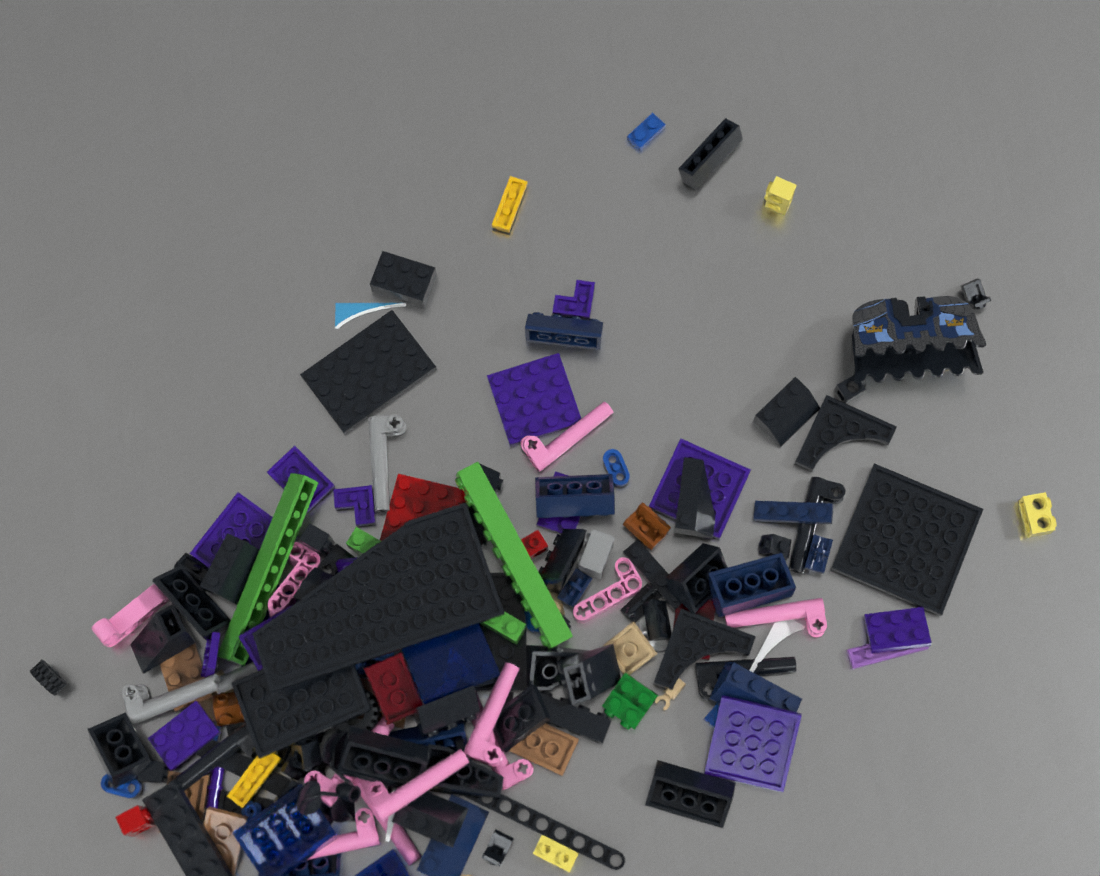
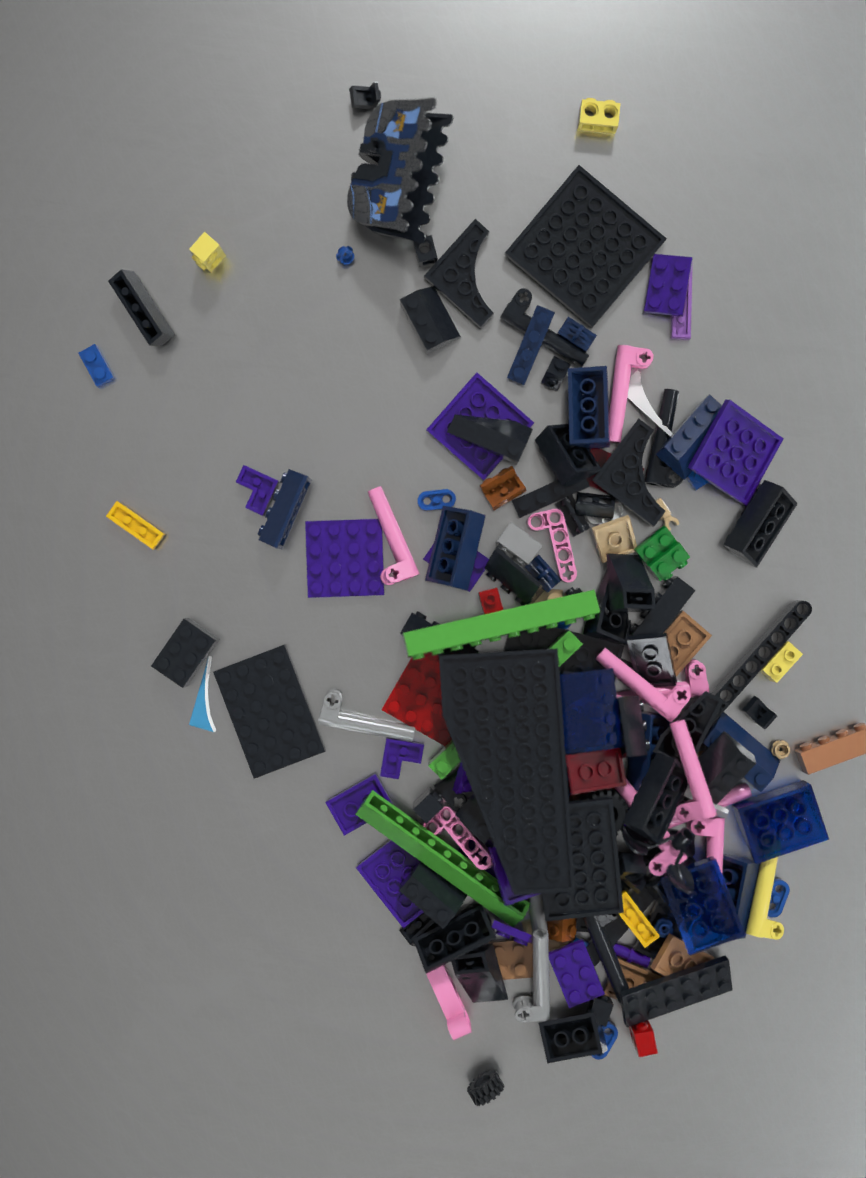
camera: 75 degrees left, 15 degrees up
(821, 322) = (348, 257): none -> blue plate

